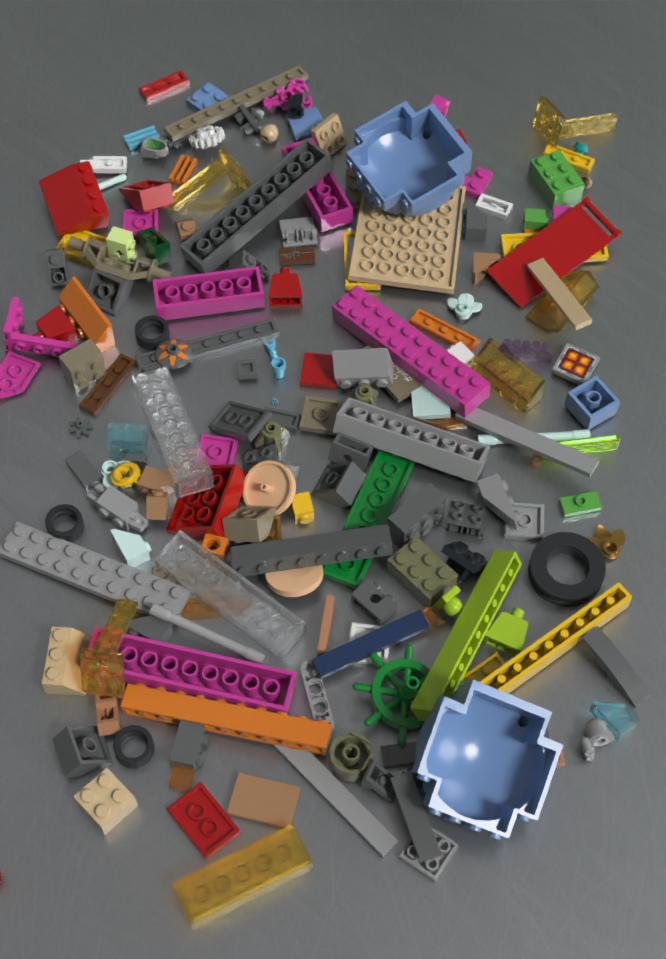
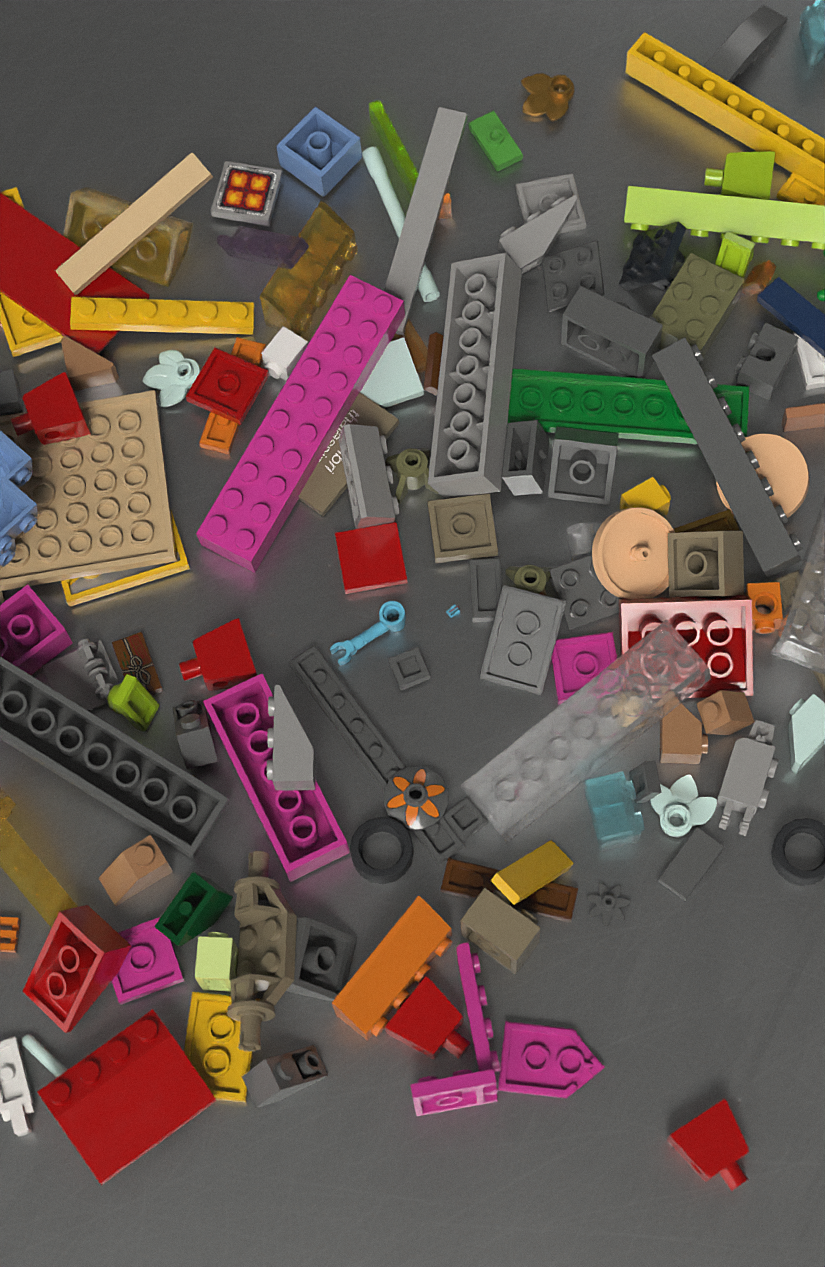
camera: 100 degrees left, 10 degrees up
(106, 386) = (532, 872): none -> yellow tile
(125, 469) = (702, 774): yellow gear -> none
(216, 291) = (293, 754): none -> light grey slope
(272, 242) = (133, 702): none -> lime tile
(447, 325) = (227, 386): none -> red tile
(453, 239) = (52, 412): none -> red torso
(504, 301) = (162, 315): none -> yellow plate
(578, 547) = (623, 98): black tyre -> none

